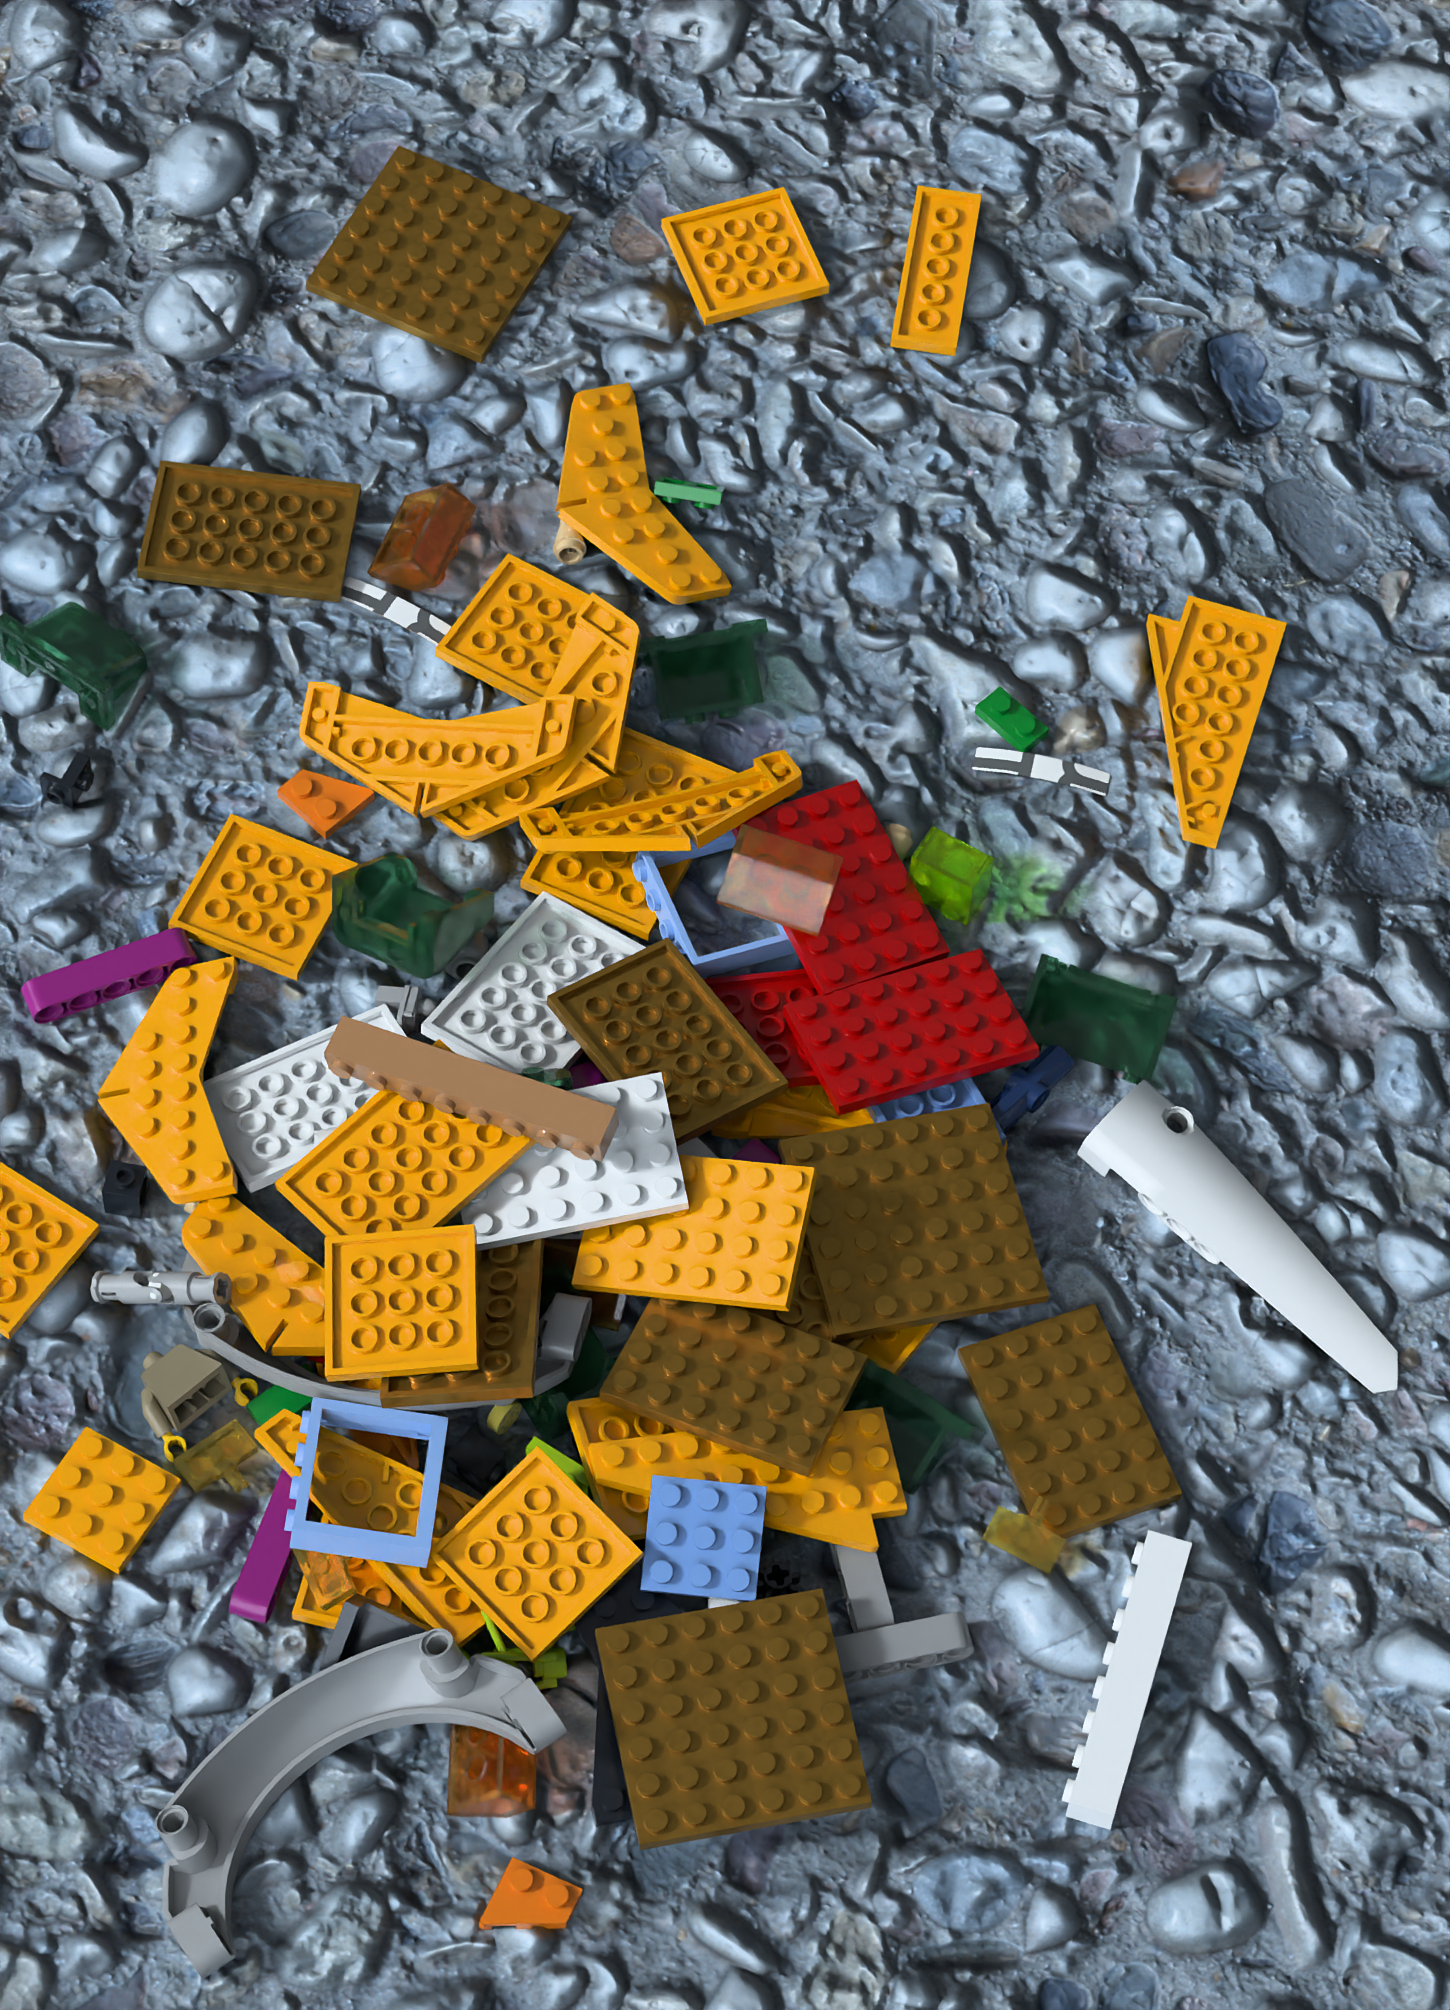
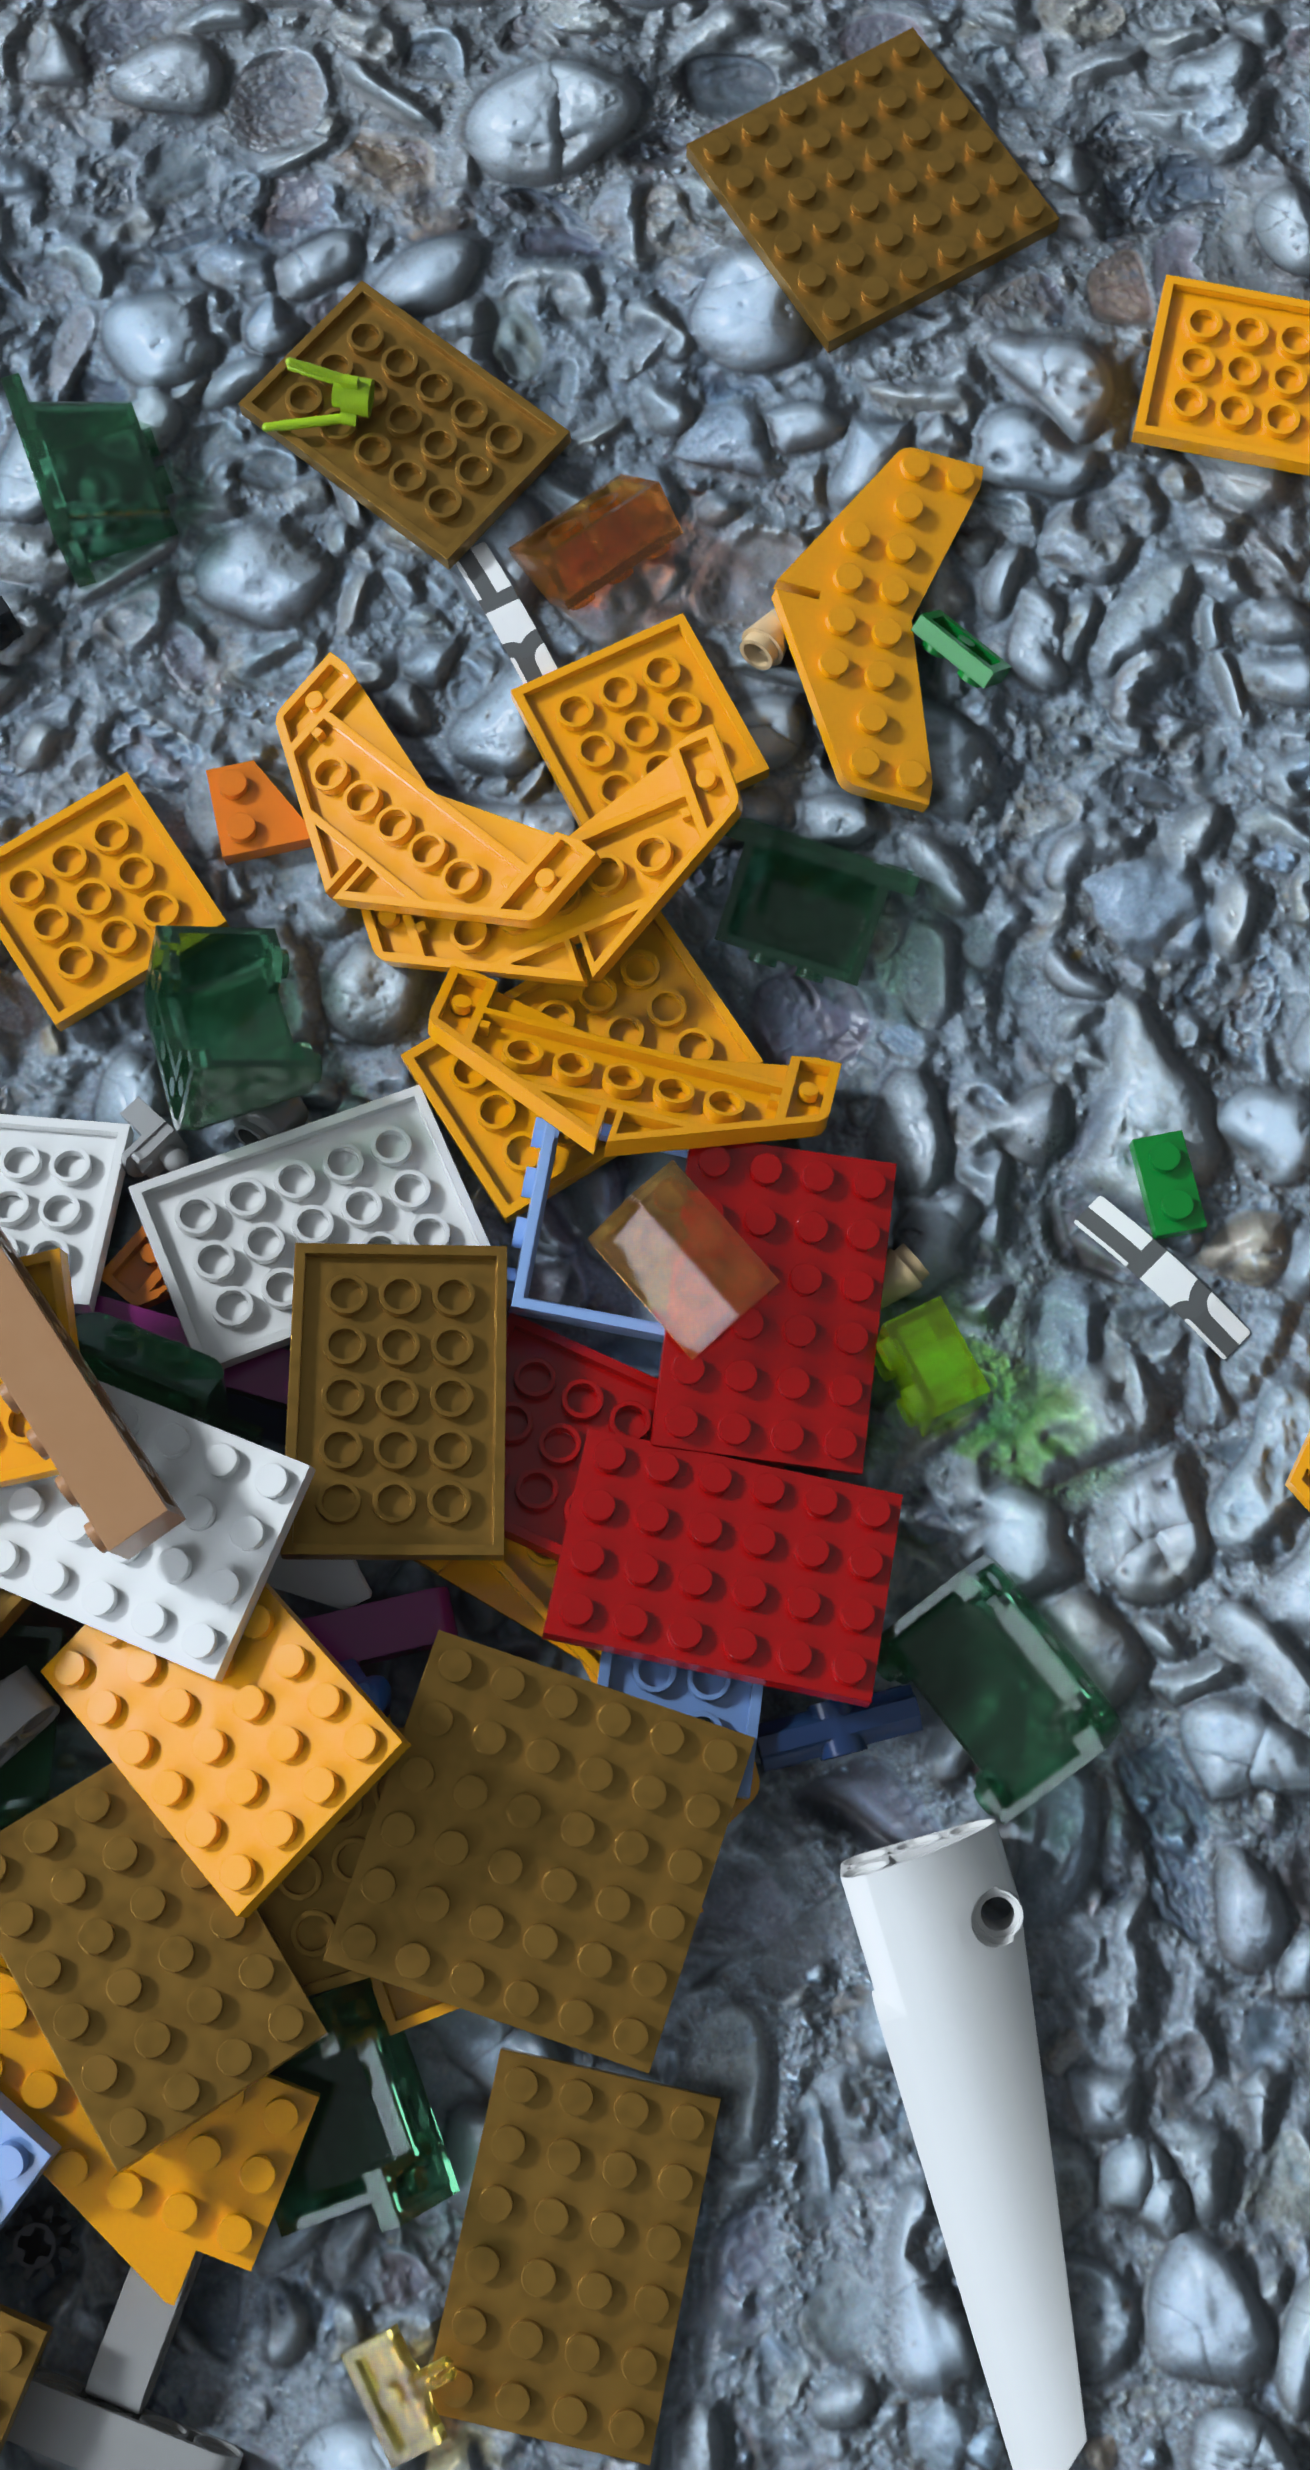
camera: 40 degrees right, 15 degrees up
(211, 527) = (349, 393): none -> lime plant

